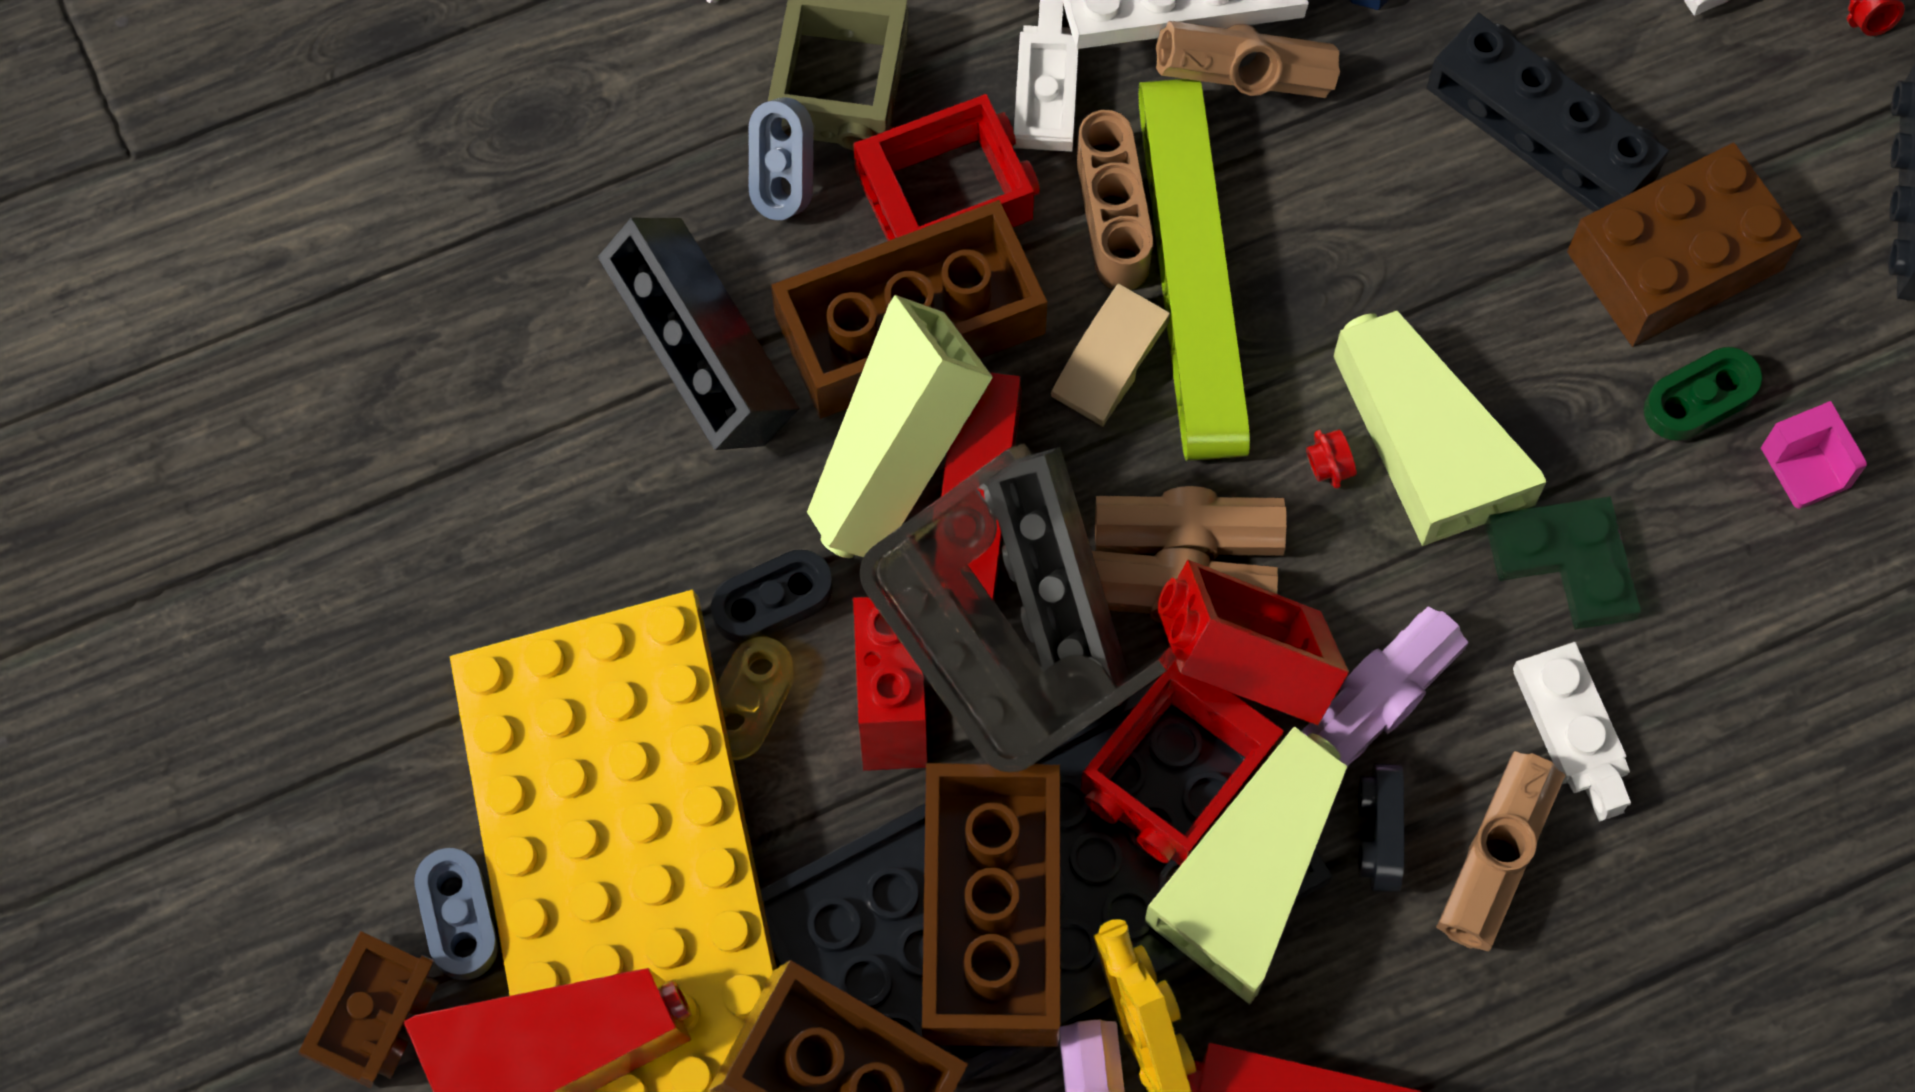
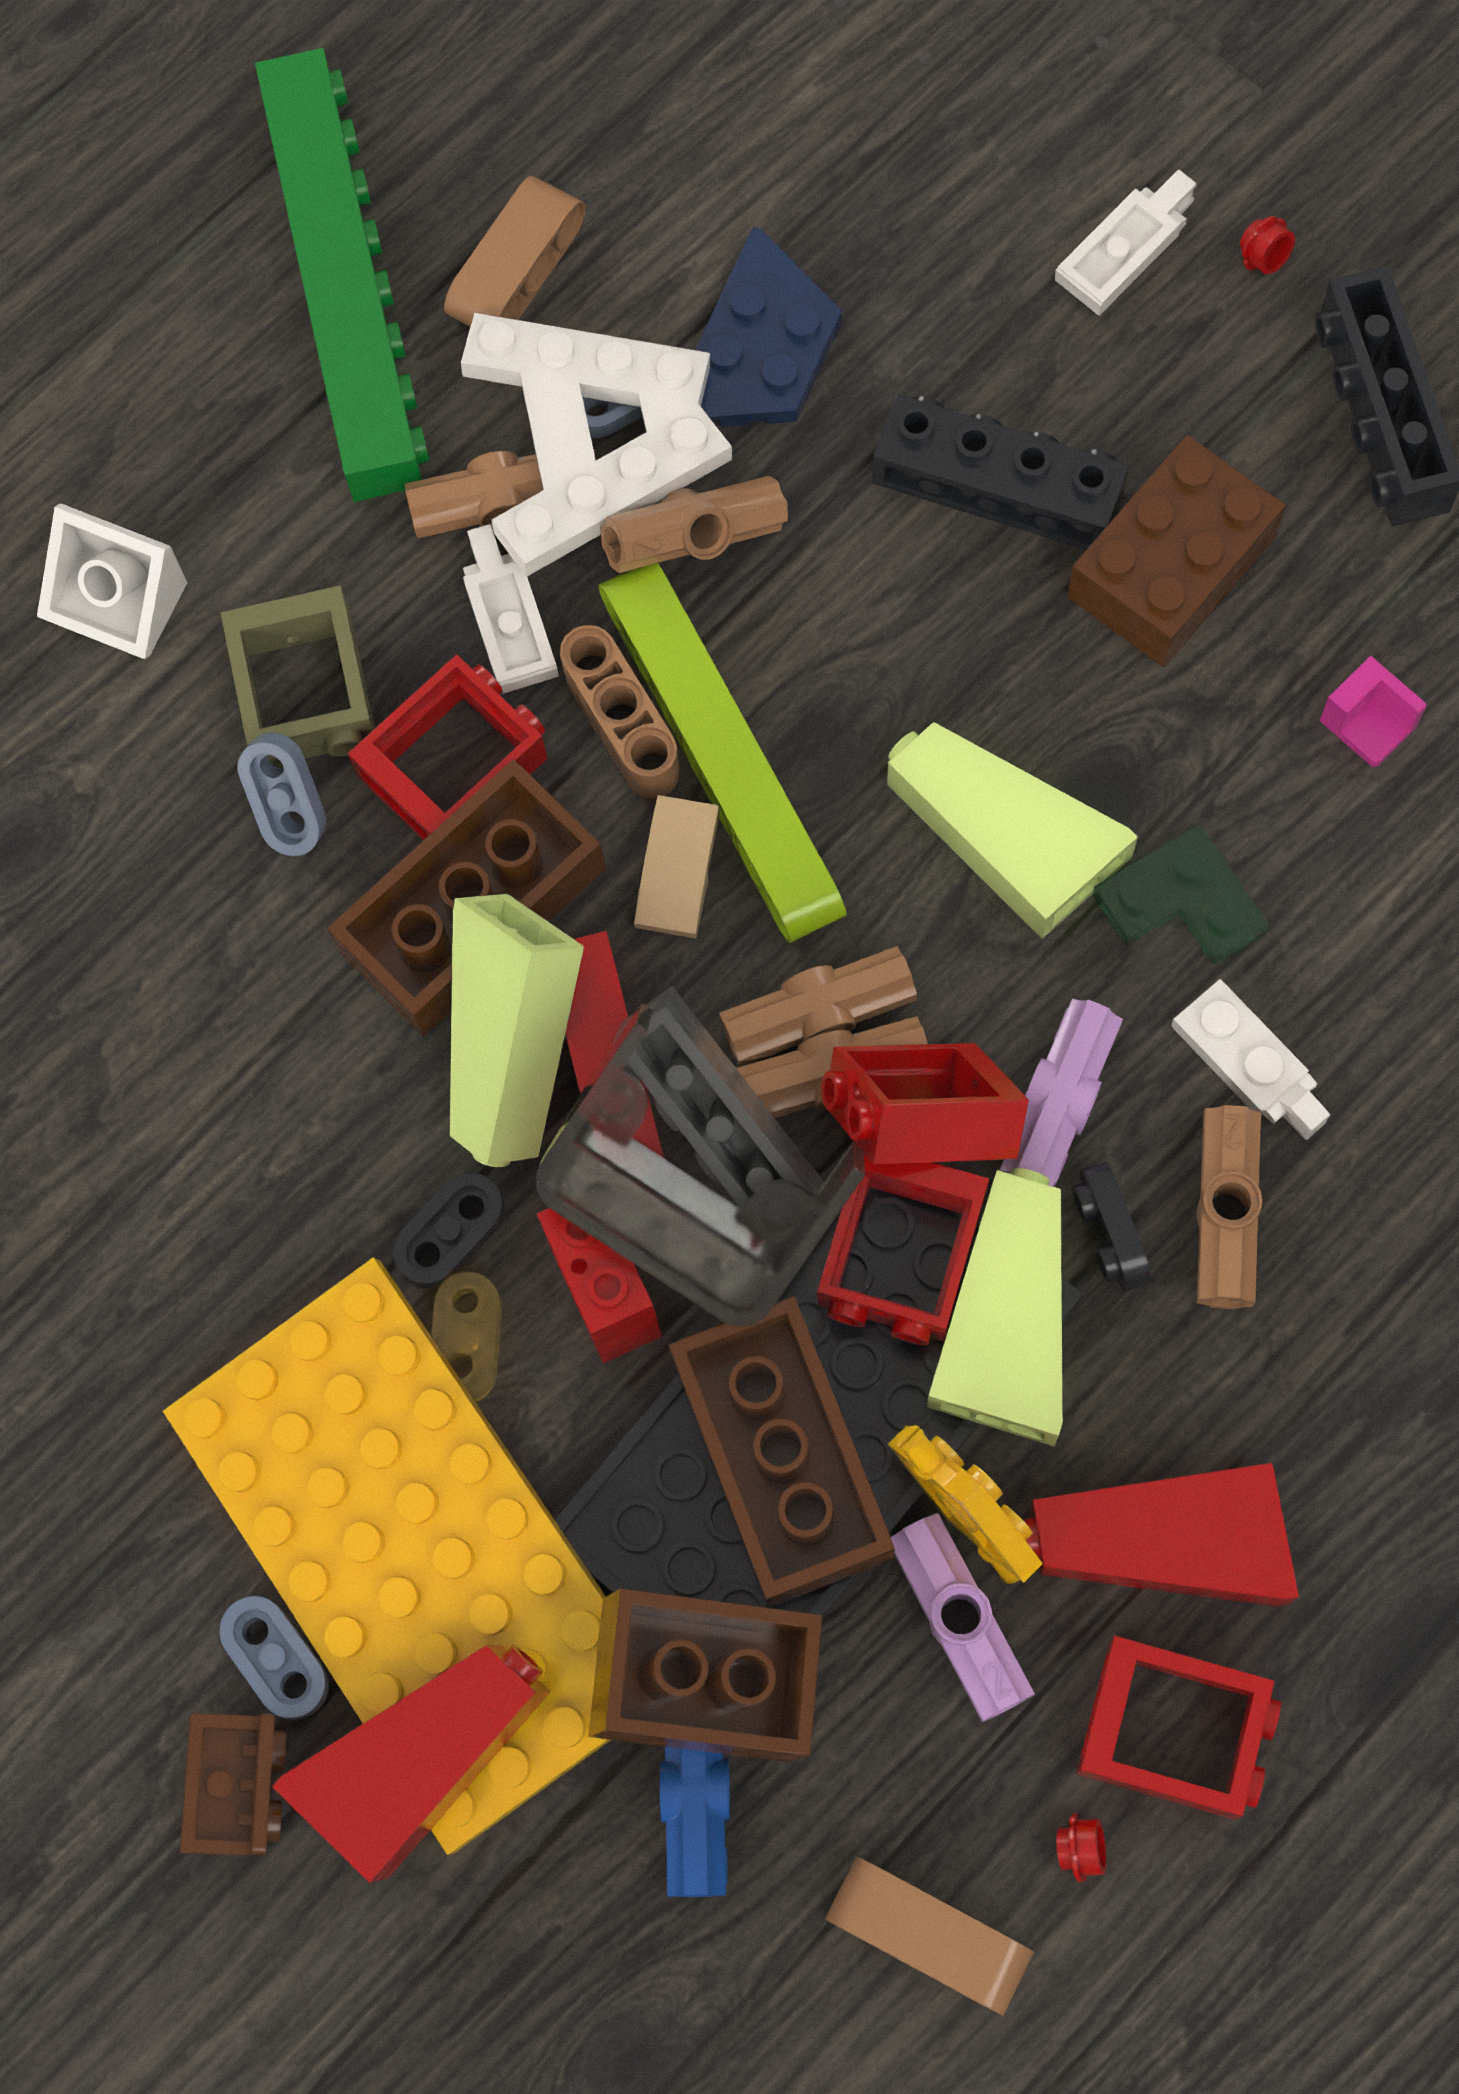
camera: 15 degrees left, 5 degrees up
(698, 333) = (272, 999): black brick -> none
(1331, 457) = (925, 887): red plate -> none
(1699, 397) = (1244, 693): dark green plate -> none

